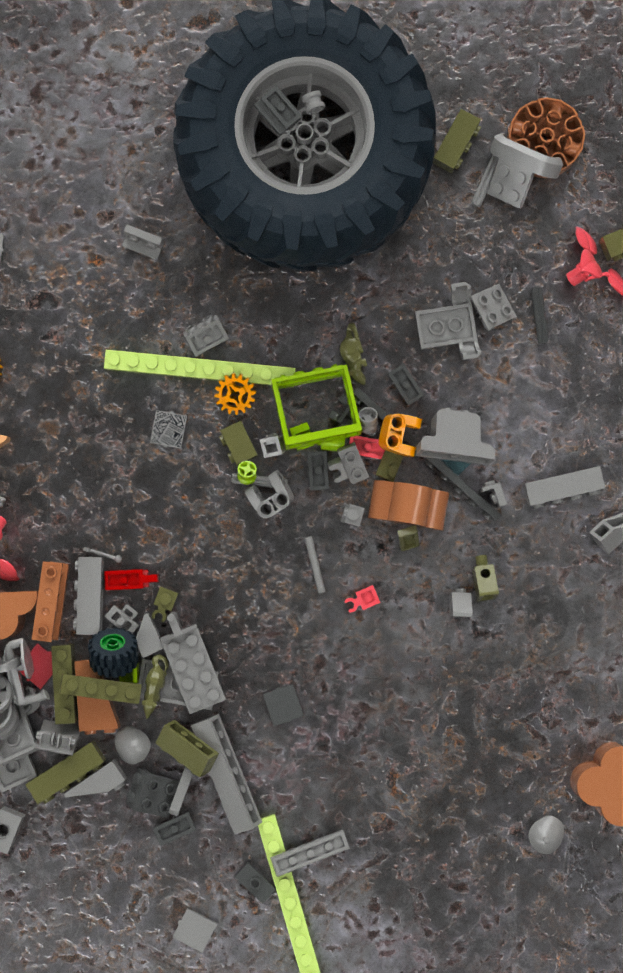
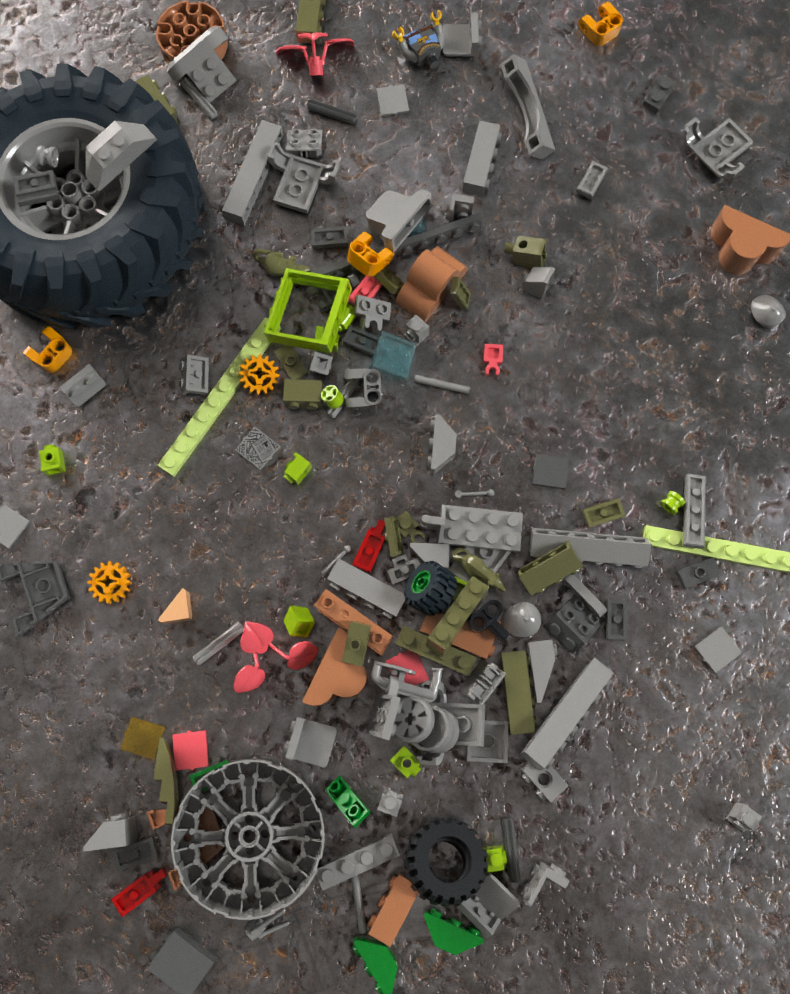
camera: 60 degrees left, 10 degrees down
(28, 615) = (356, 643): none -> olive plate
(31, 551) = (299, 621): none -> lime panel
(62, 260) = (55, 464): none -> lime brick
(66, 824) = (566, 715): none -> light grey brick
(110, 719) = (489, 621): none -> black beam
(147, 594) = (393, 536): none -> olive plate
(160, 193) = (50, 352): none -> light orange piece
(165, 475) = (297, 469): none -> lime brick
(234, 660) = (458, 494): none -> light grey hinge
(255, 594) = (442, 444): none -> light grey slope
(263, 416) = (291, 362): none -> olive plate
(266, 771) = (603, 513): none -> olive plate
(307, 829) = (672, 502): none -> lime wheel
(317, 506) = (393, 355): none -> clear light blue plate
(350, 161) = (115, 150): none -> light grey wedge
(368, 419) = (342, 271): light grey wheel -> none
(433, 276) = (251, 174): none -> light grey brick
(584, 367) = (392, 100): none -> light grey piece
(597, 604) = (592, 180): none -> light grey plate

